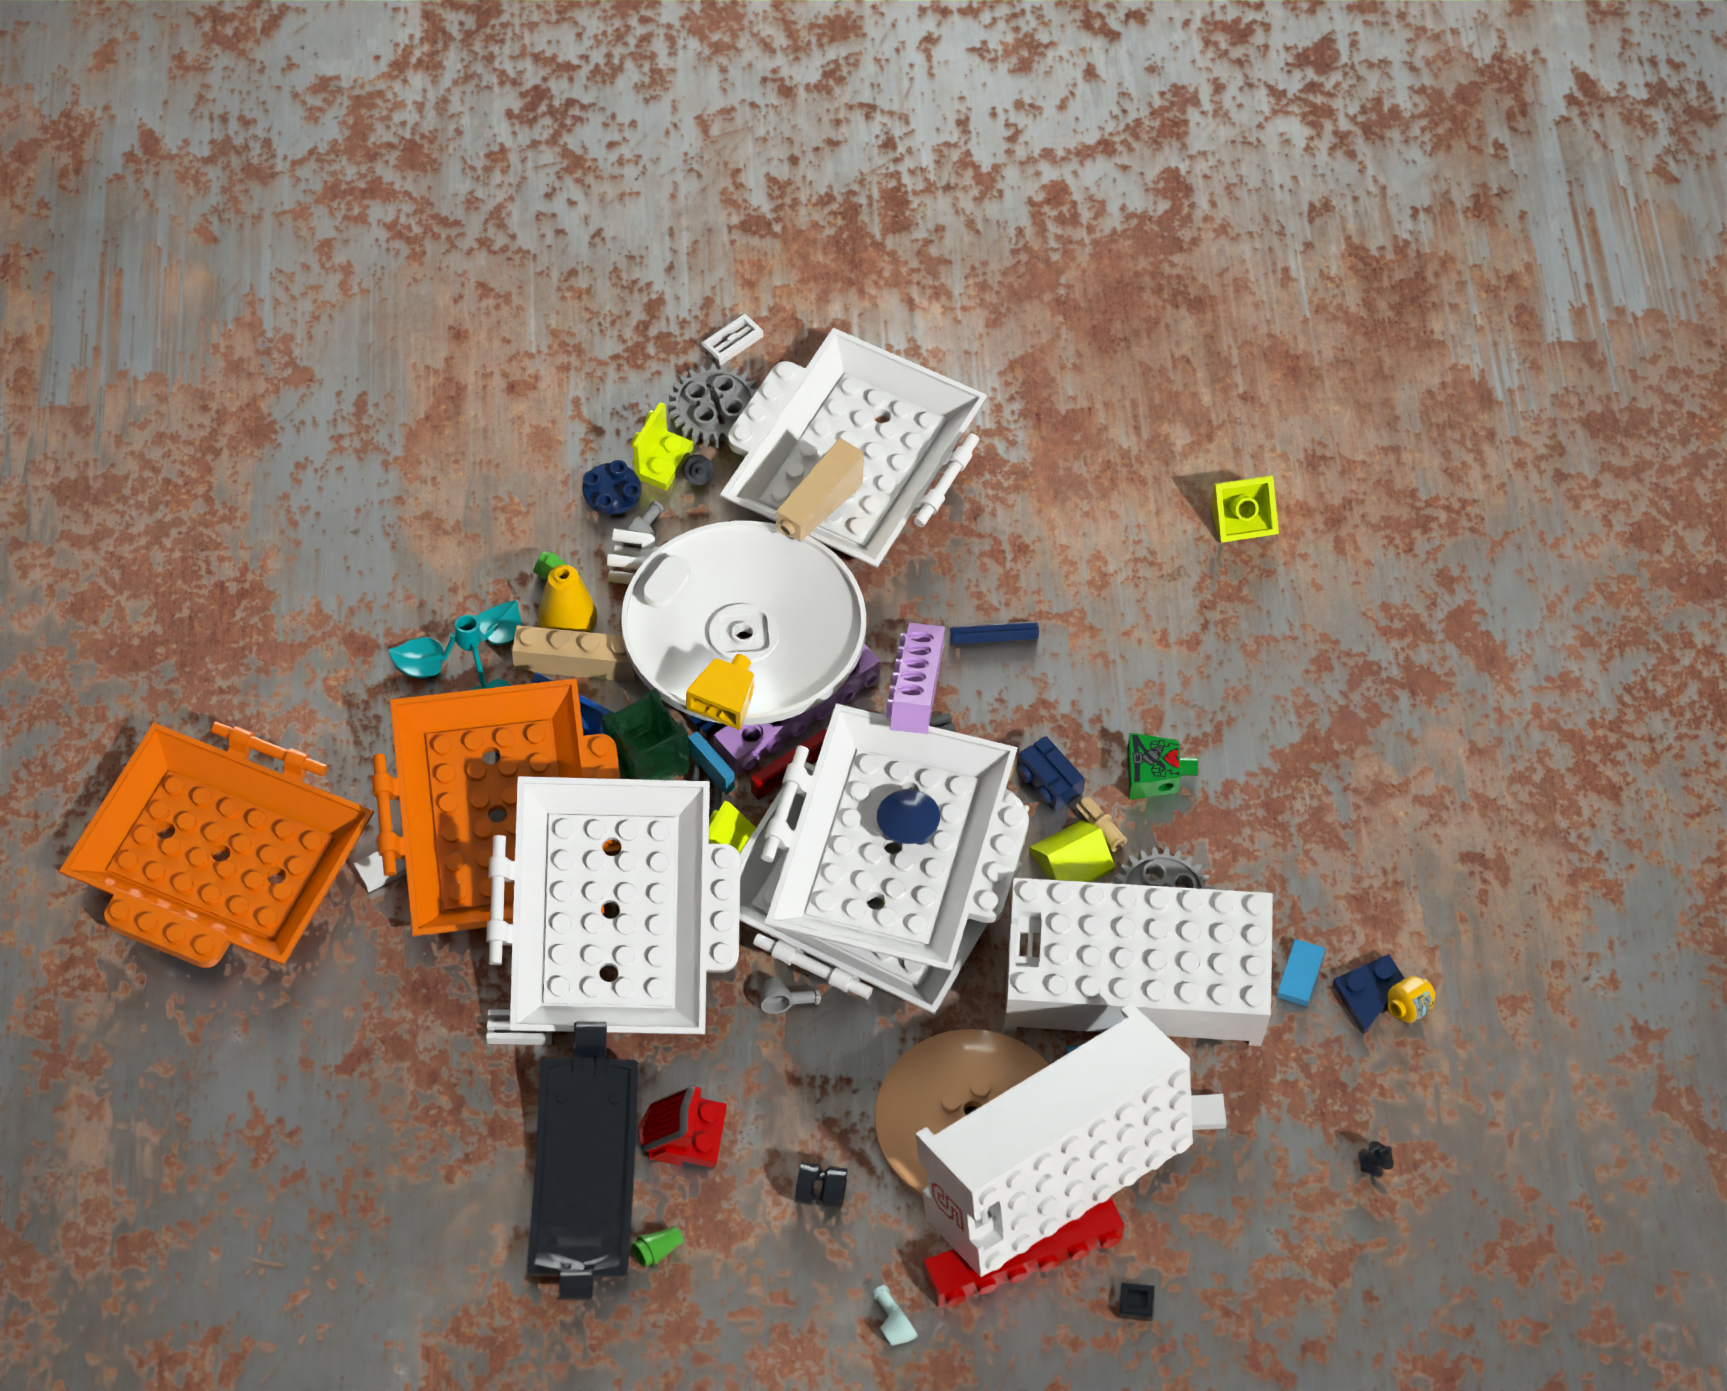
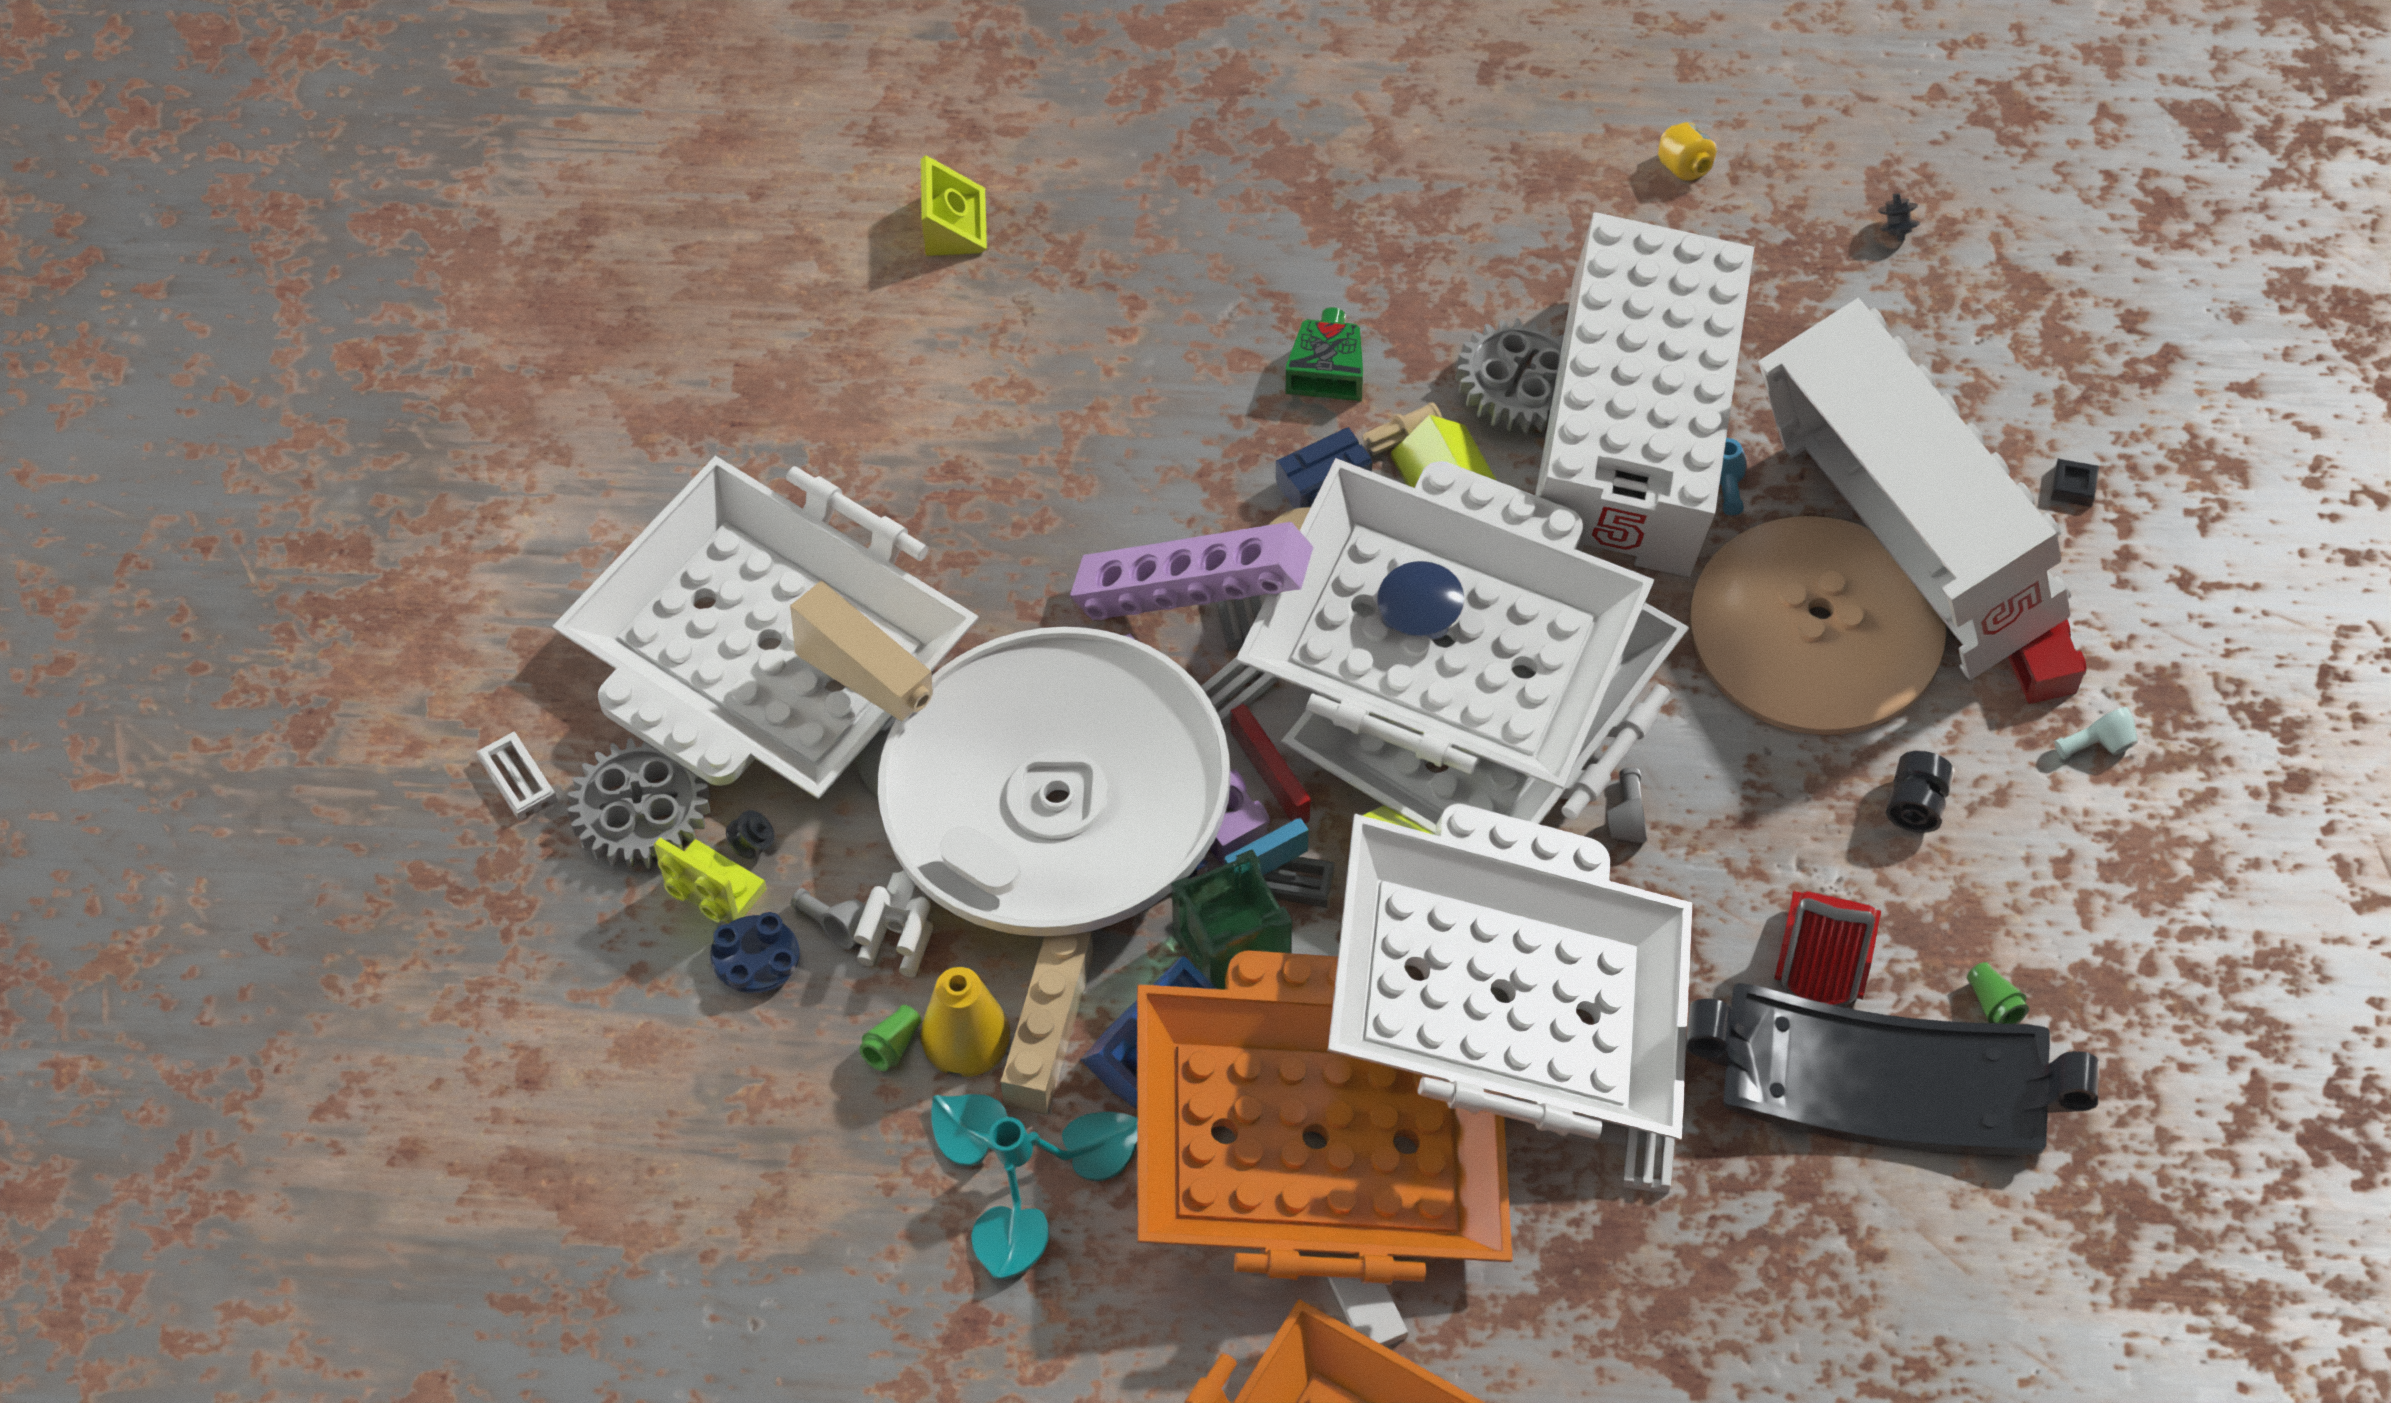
camera: 80 degrees left, 0 degrees up
(723, 691) = (1193, 793): yellow torso -> none
(994, 632) = (1088, 508): dark blue axle -> none
(1367, 989) = (1663, 196): dark blue wing -> none

